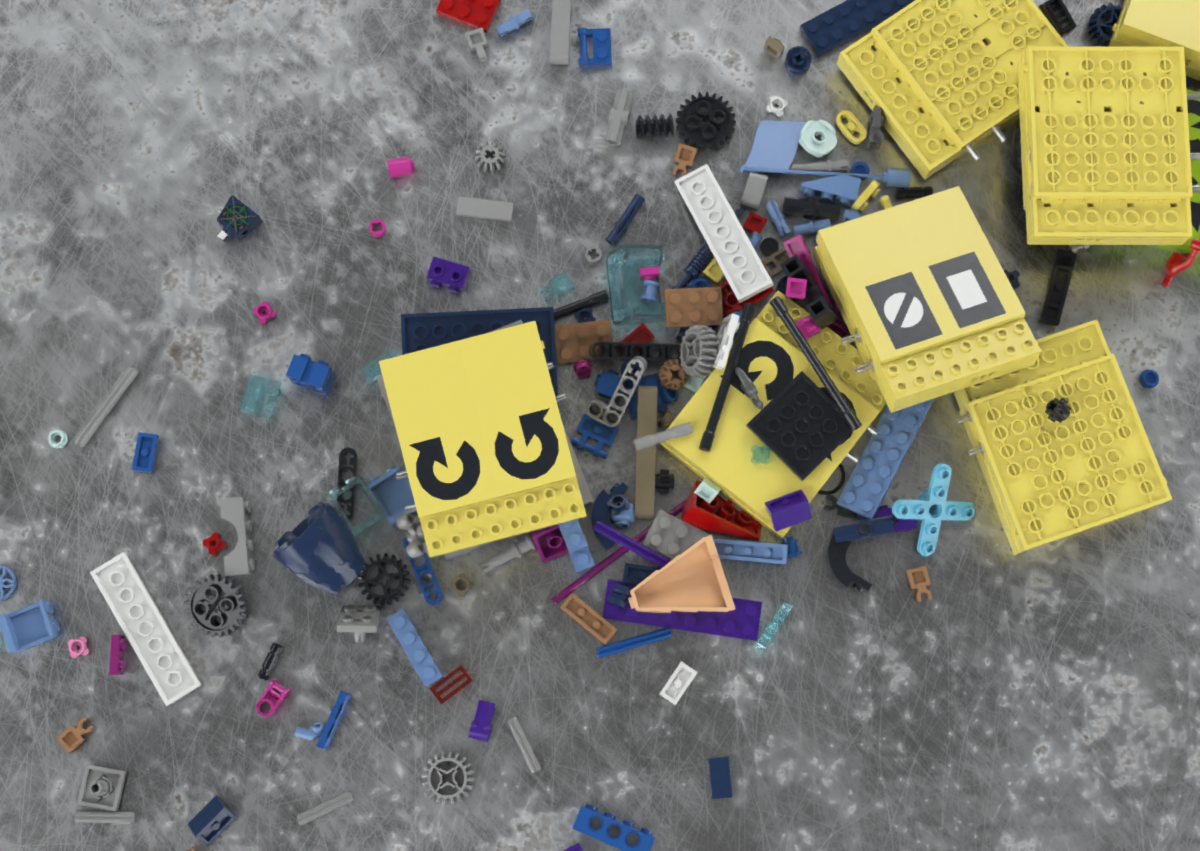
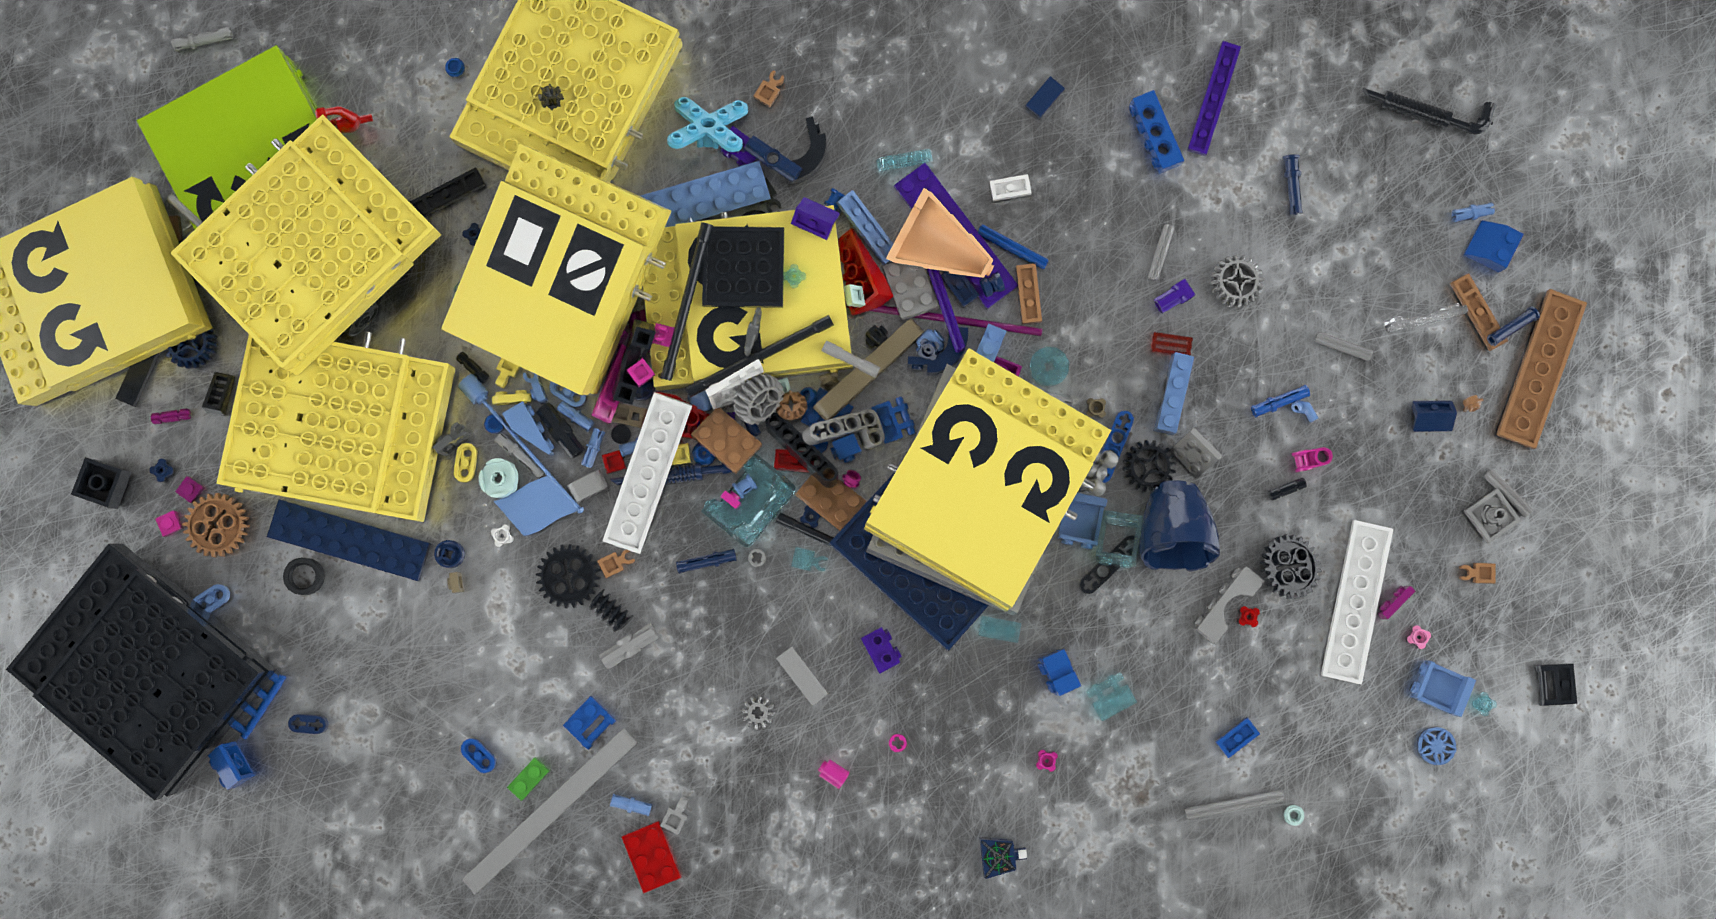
camera: 135 degrees left, 5 degrees up
(532, 588) = (1050, 377): none -> clear light blue plate

